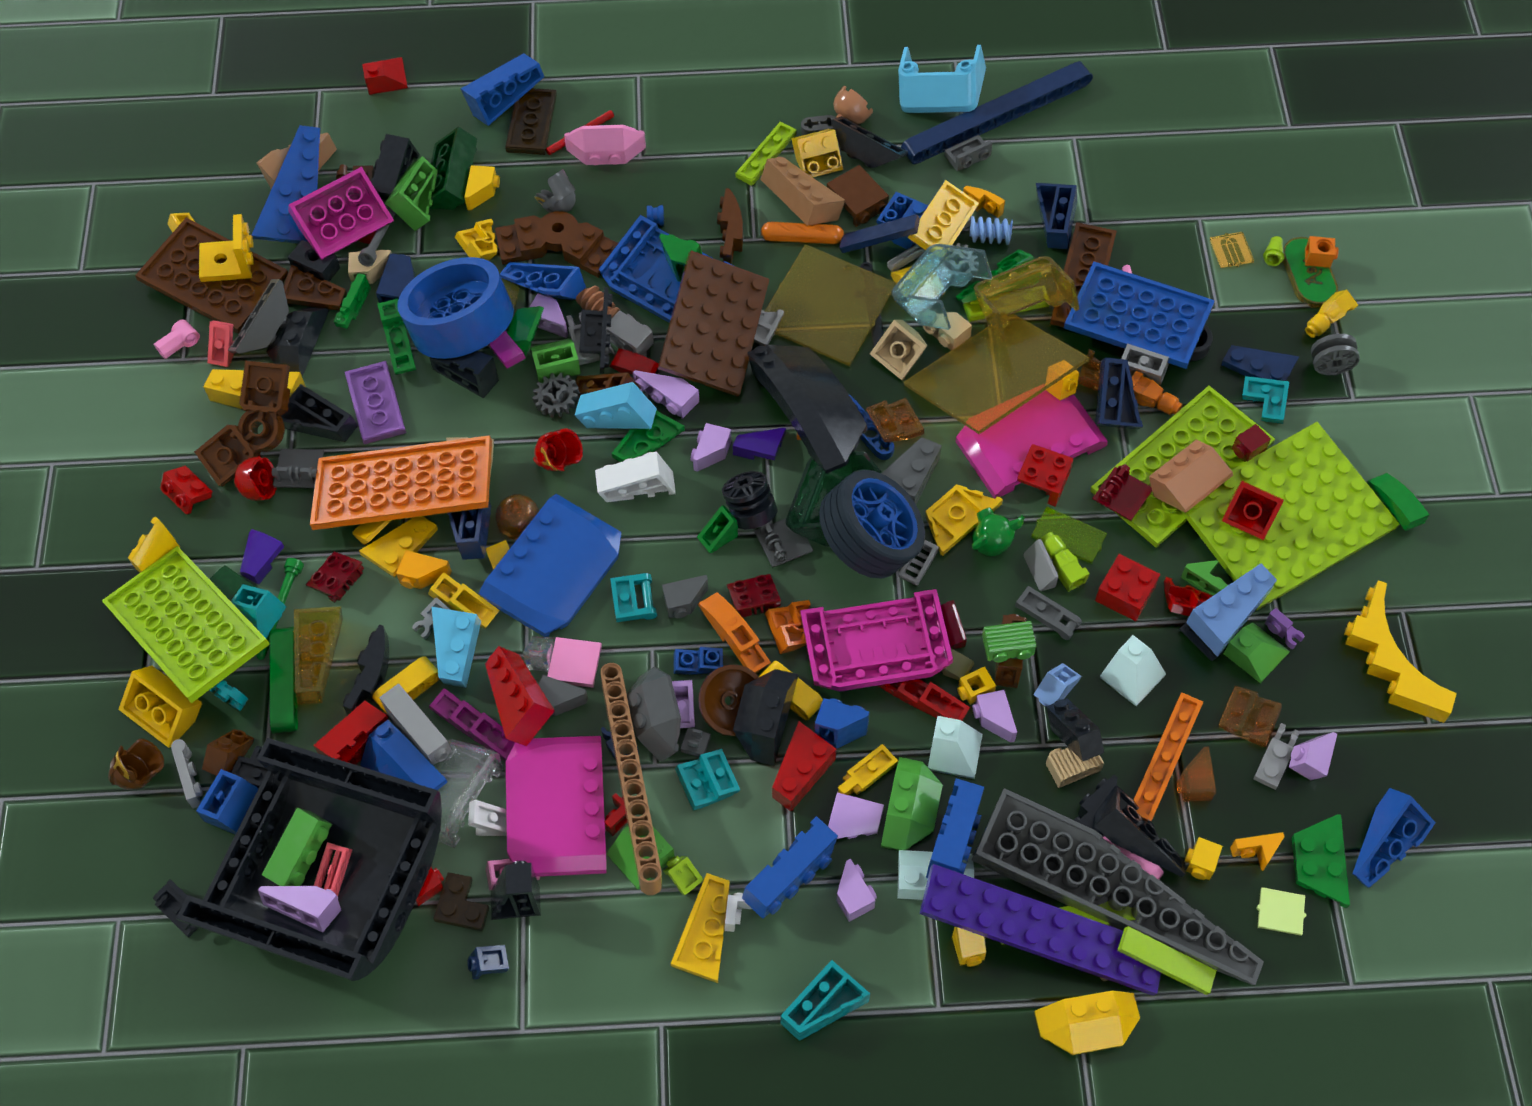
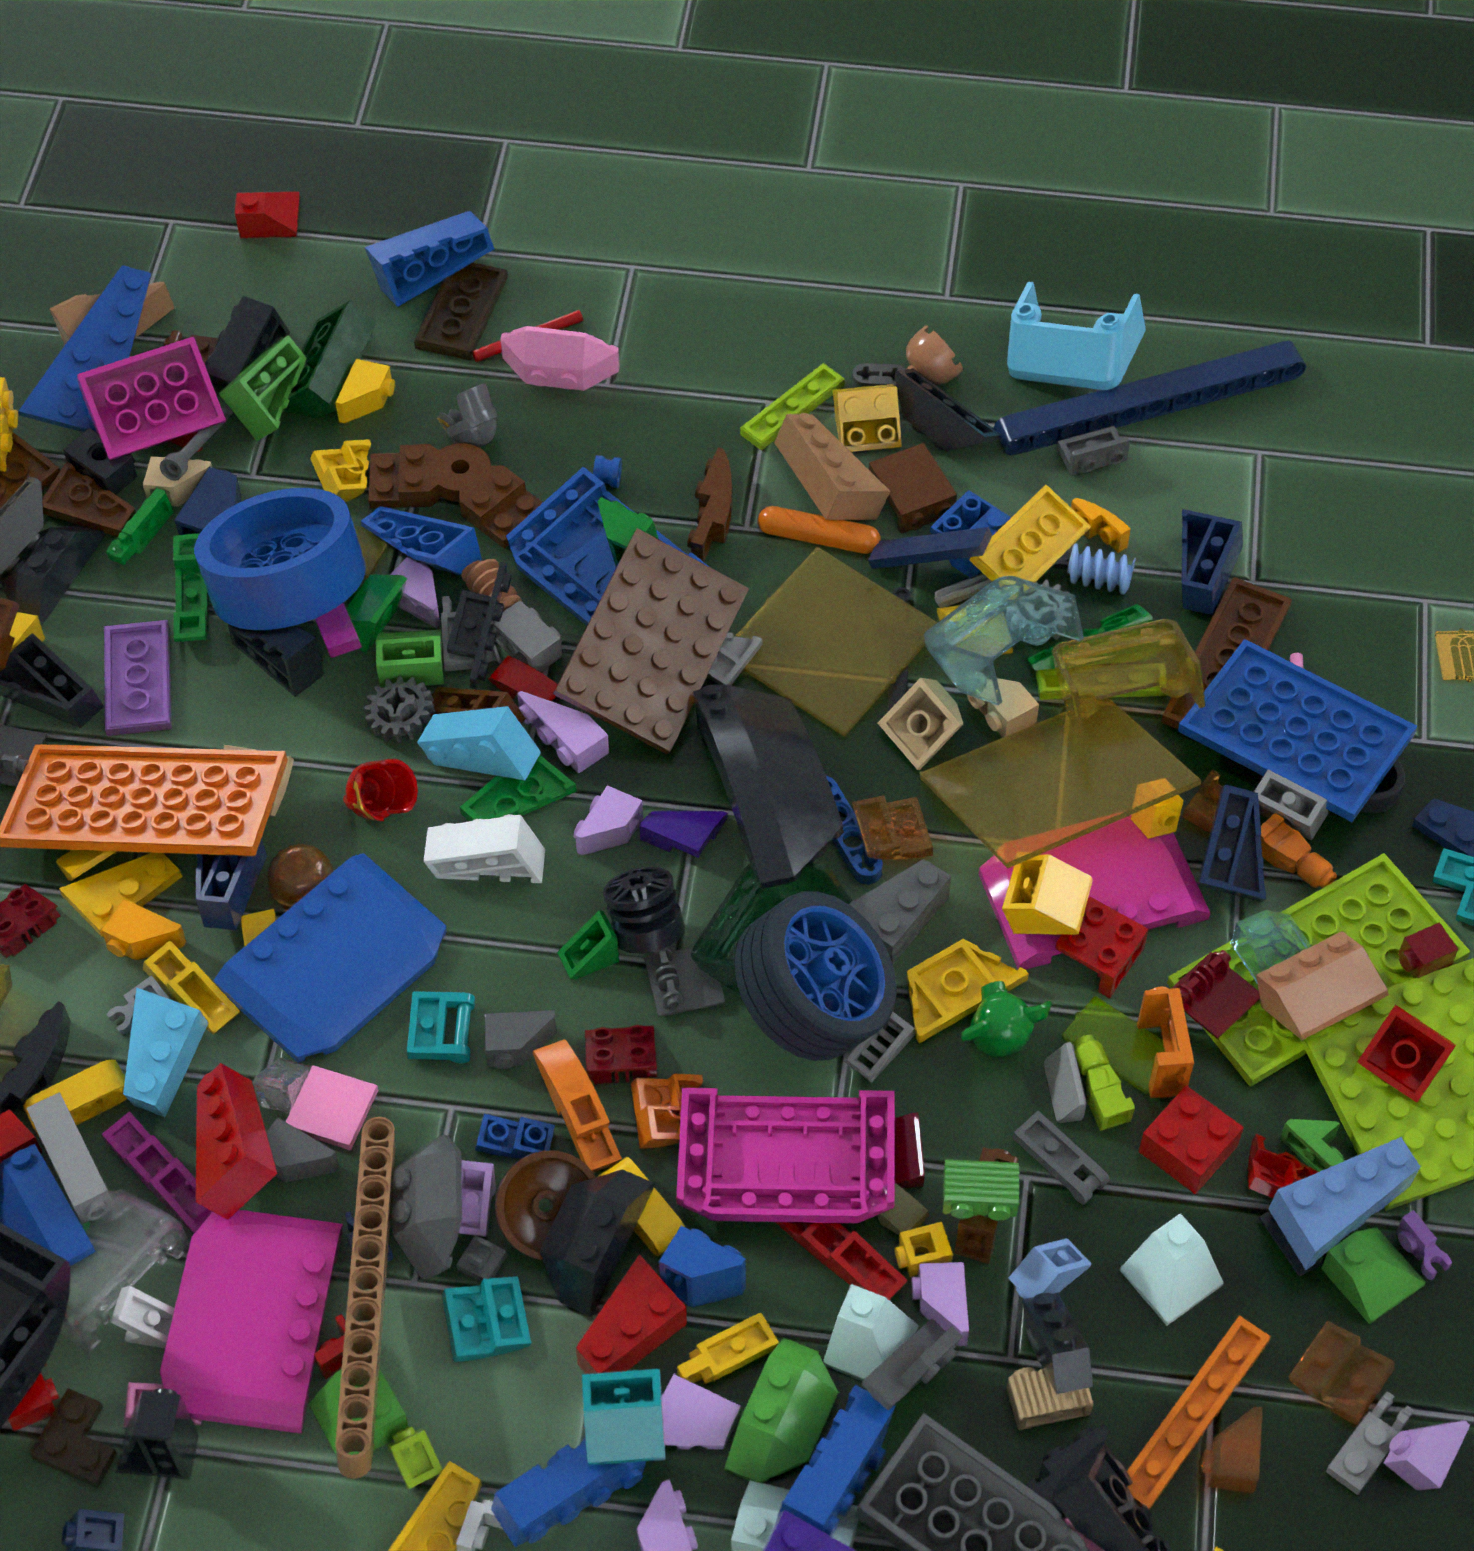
camera: 10 degrees right, 5 degrees down
(817, 824) = (623, 1417): none -> teal slope
(990, 755) = (913, 1362): none -> dark grey bracket
(1006, 448) = (1046, 897): none -> yellow slope
(1108, 544) = (1171, 1068): none -> orange window
(1149, 454) = (1267, 940): none -> clear light blue slope

